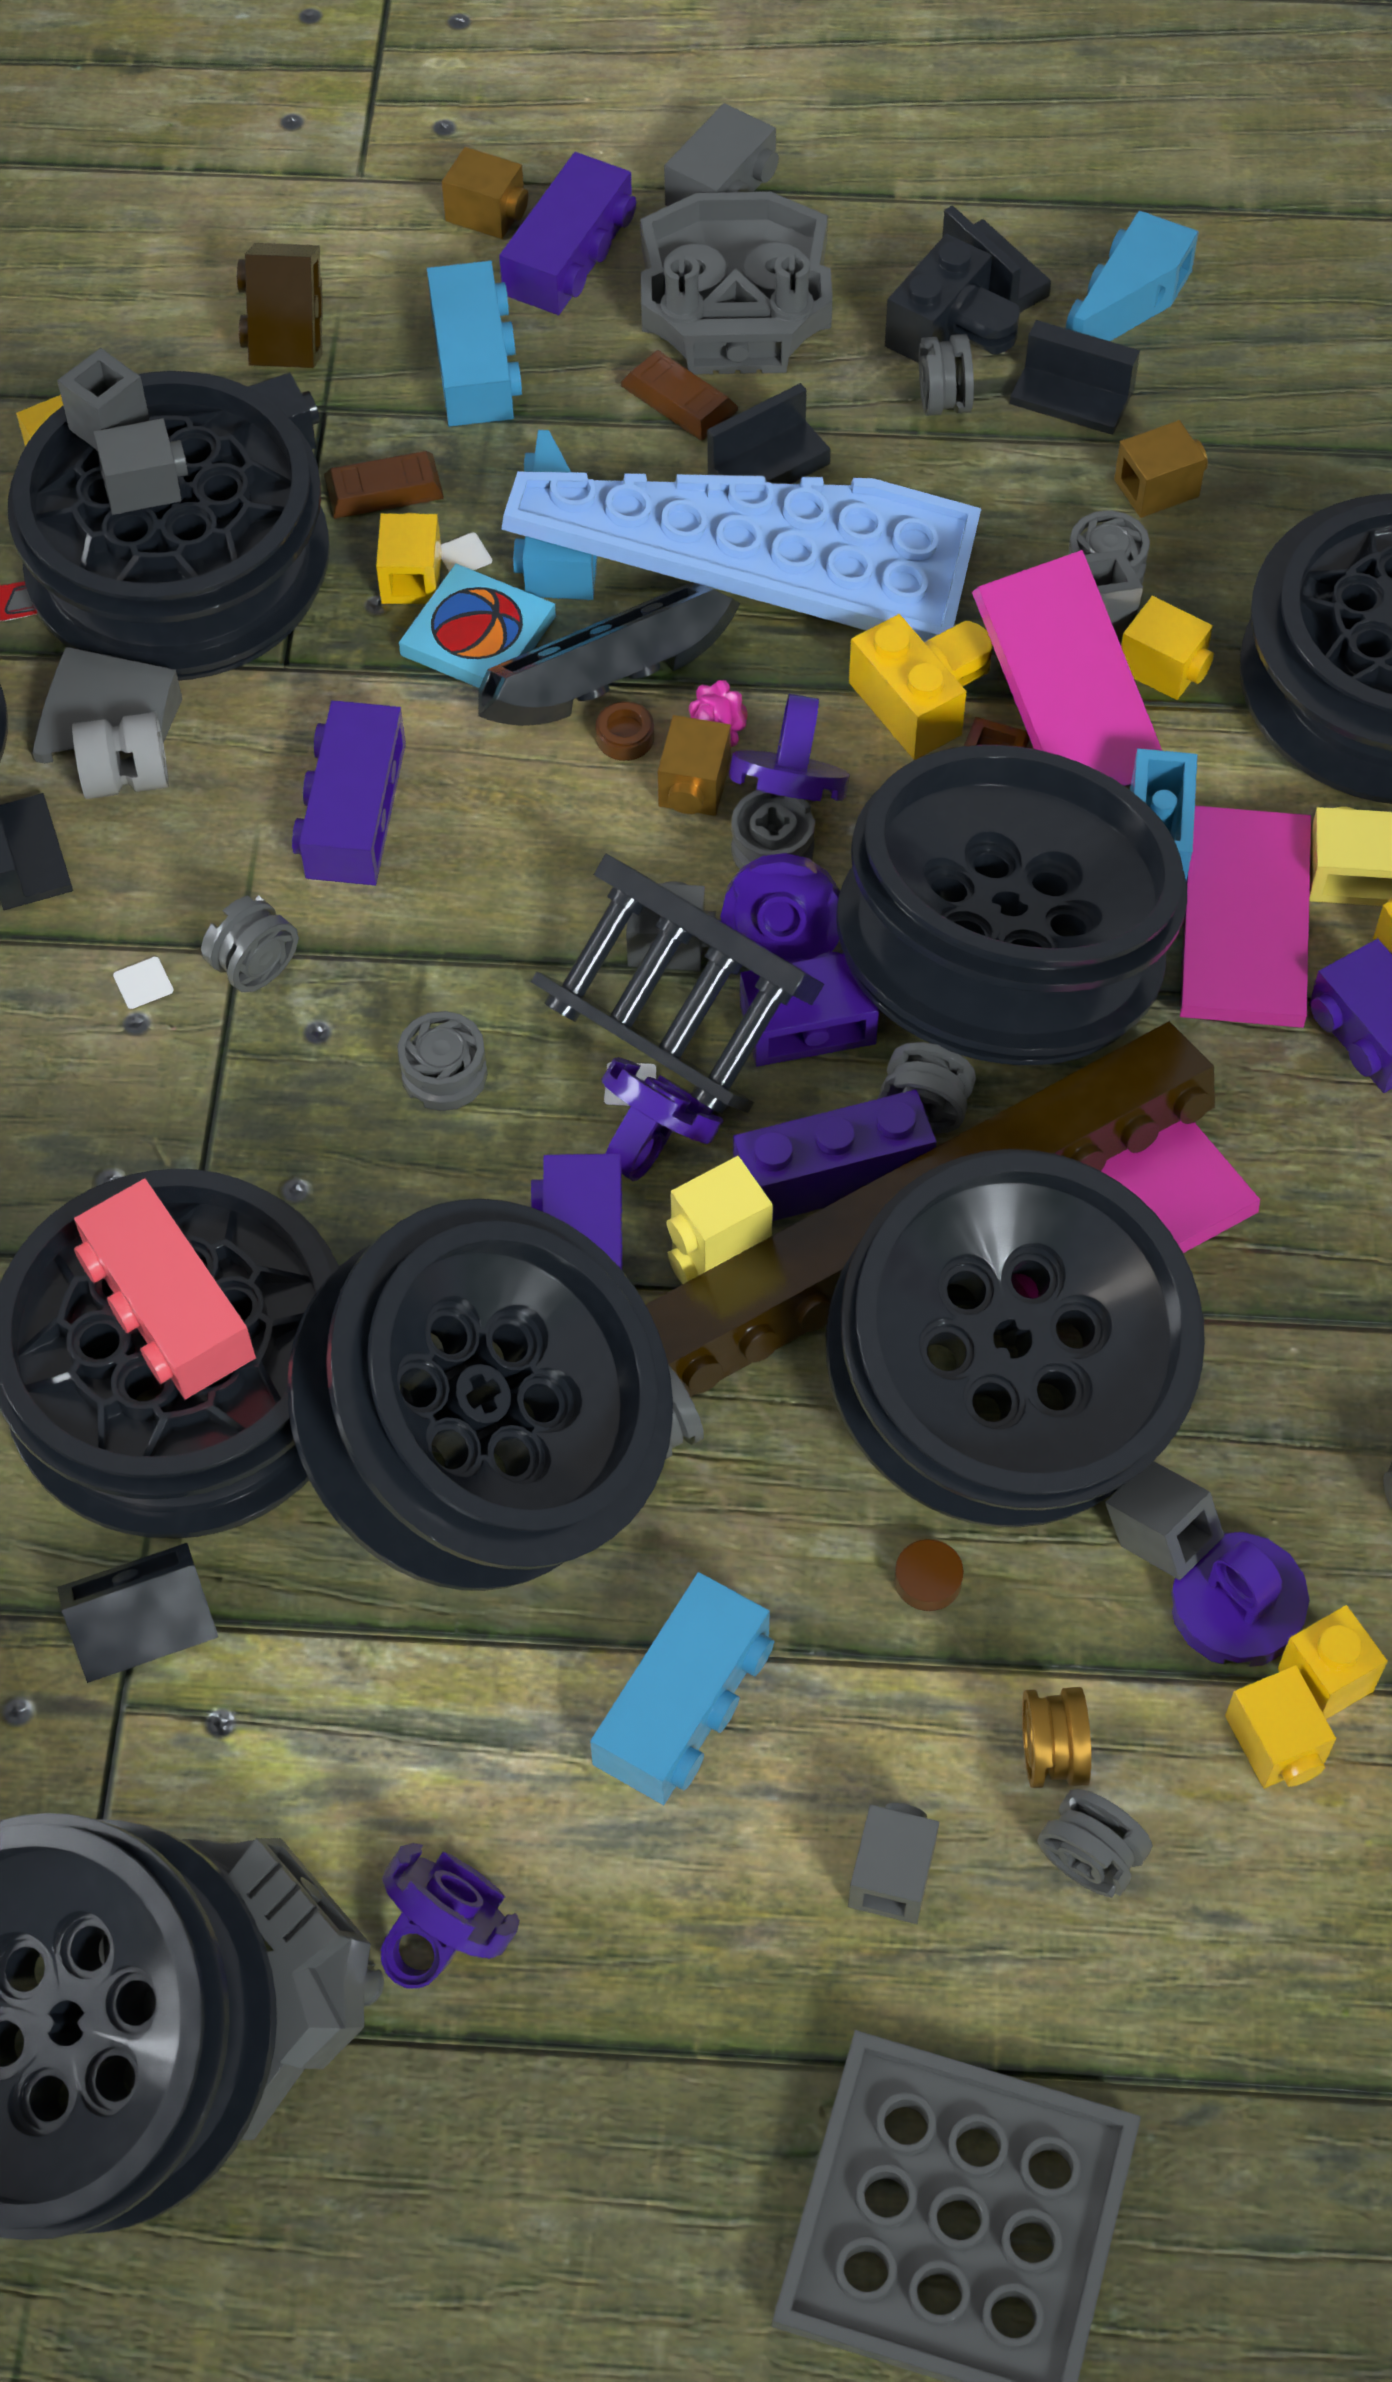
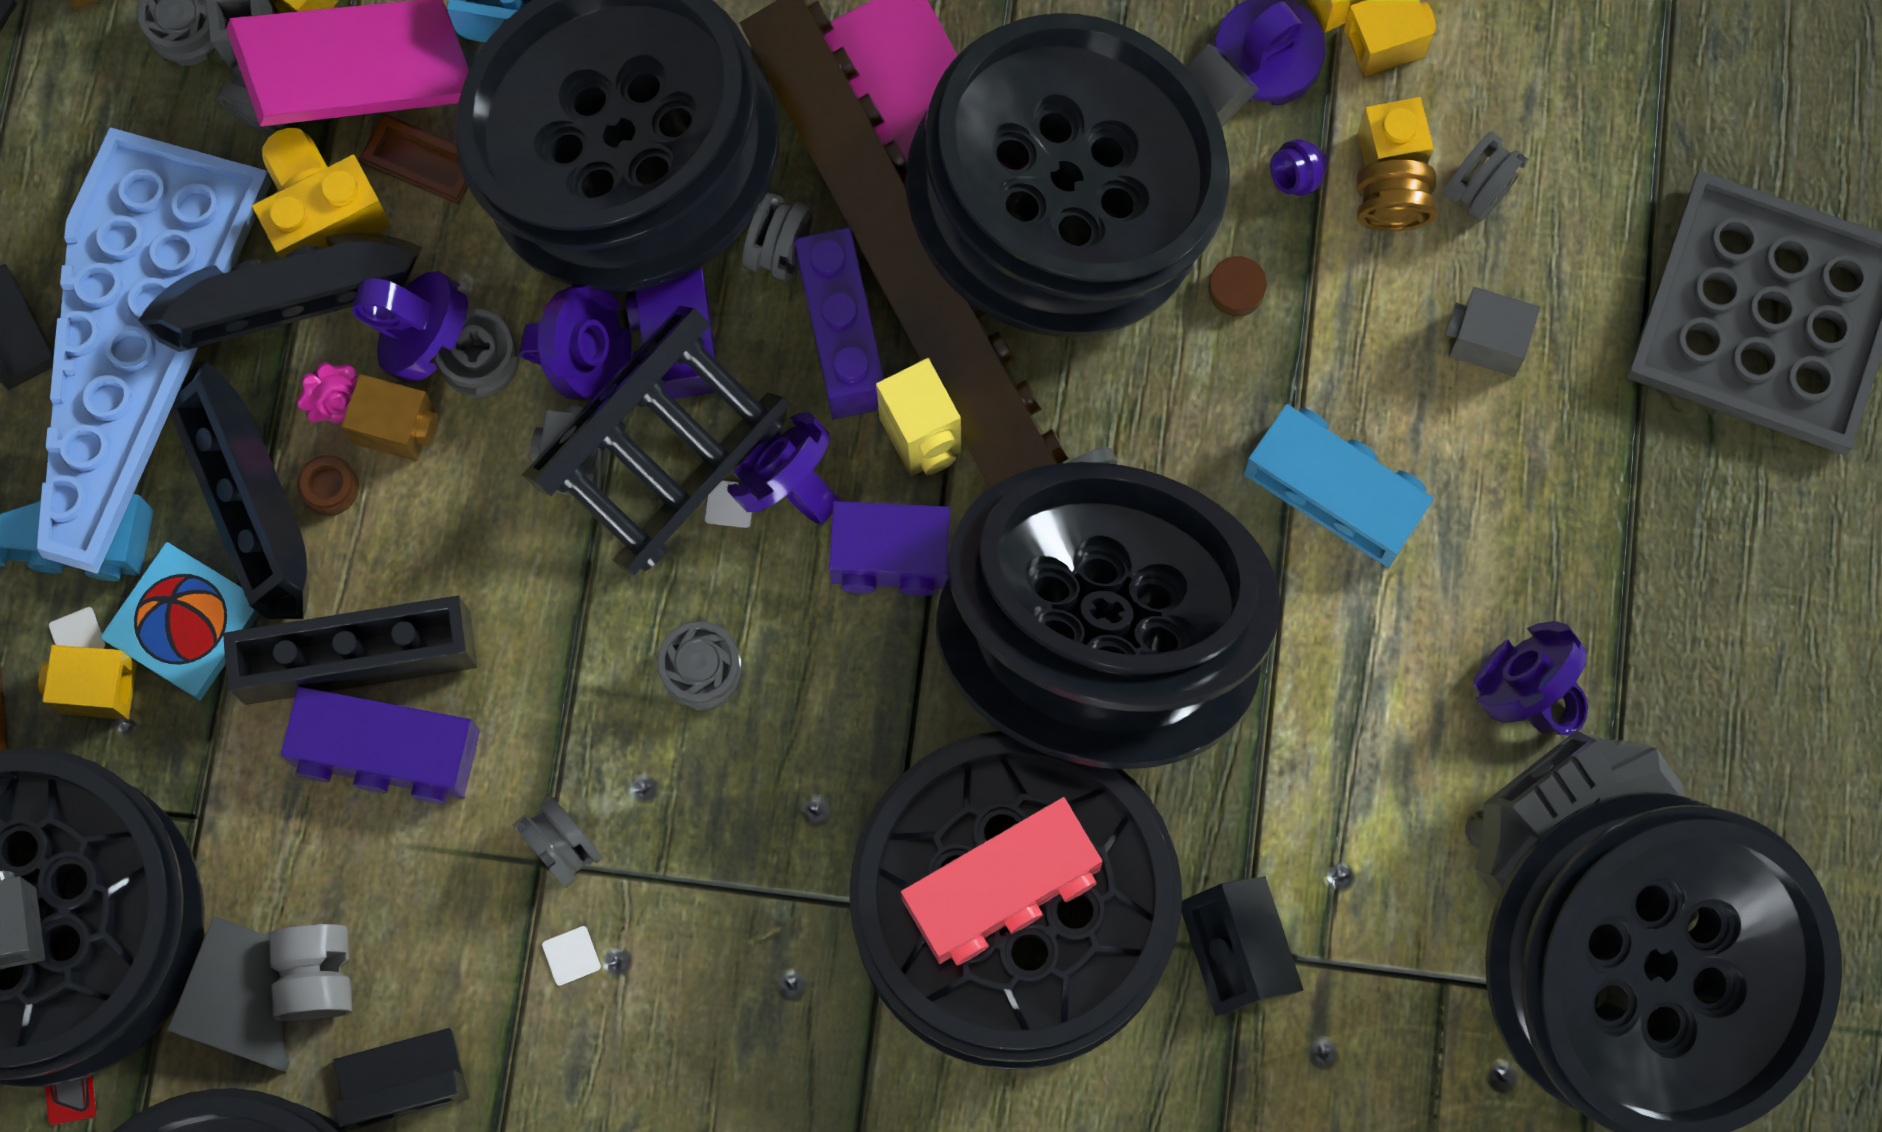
camera: 85 degrees left, 15 degrees up
(443, 752) = (350, 650): none -> black brick
(803, 629) = (261, 295): none -> black brick
(1088, 1636) = (1298, 167): none -> dark purple plate
(1132, 1735) = (1395, 132): none -> yellow brick

